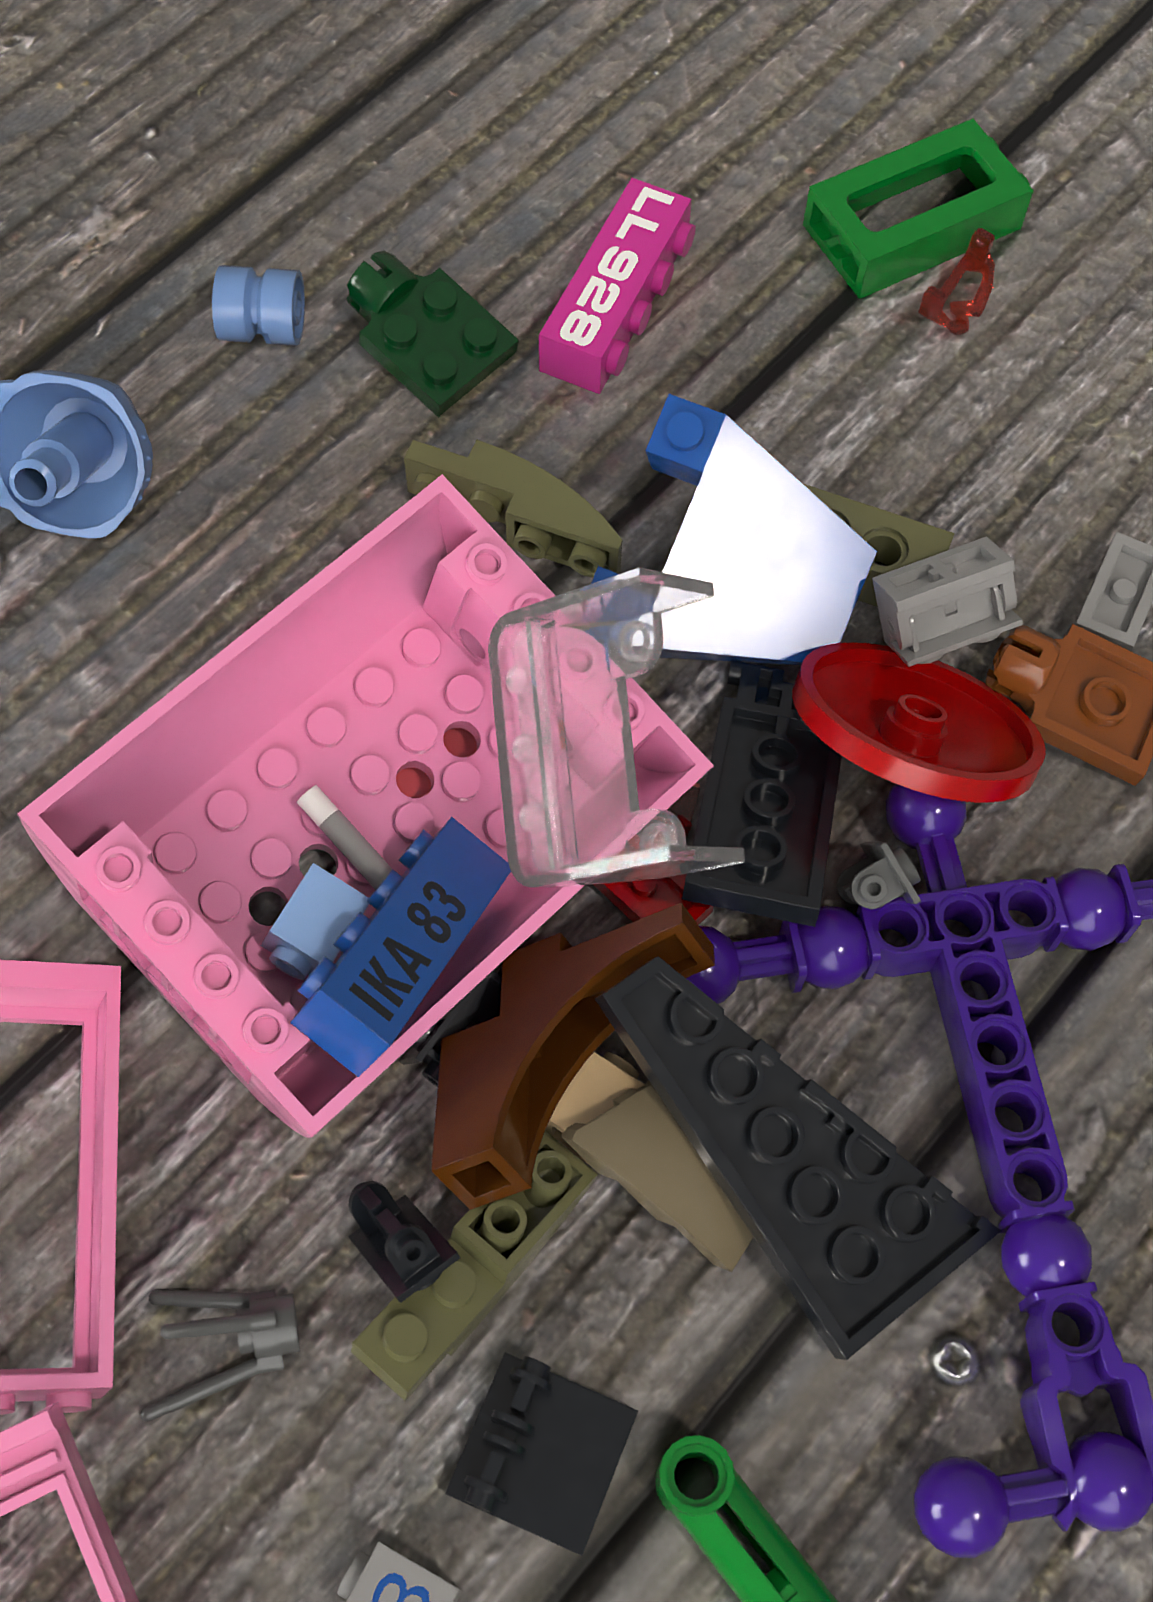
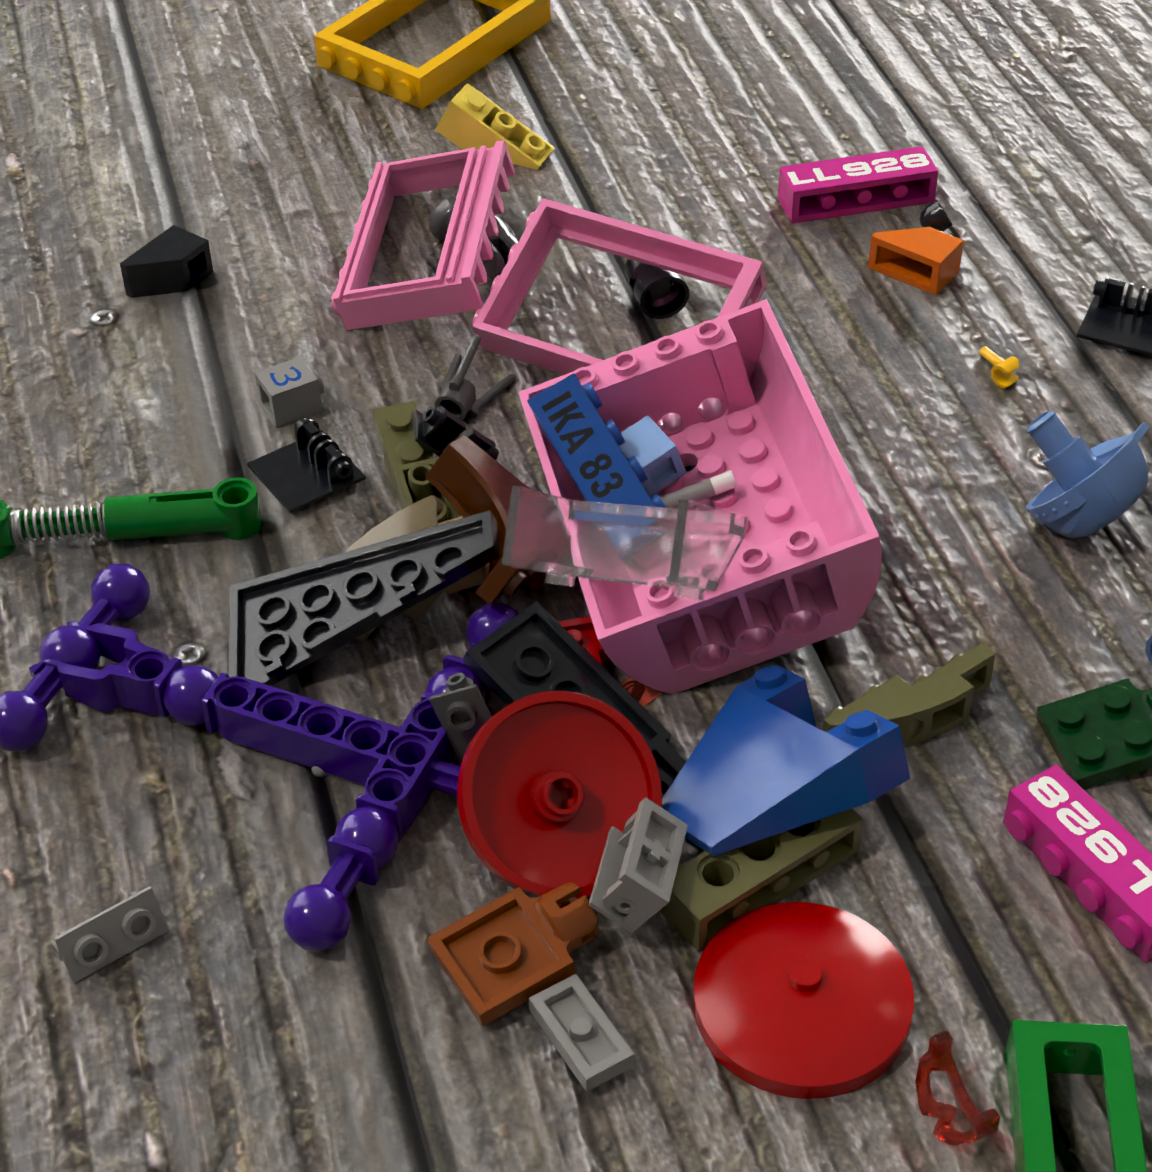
camera: 125 degrees right, 20 degrees down
(936, 446) = (803, 1000): none -> red dish

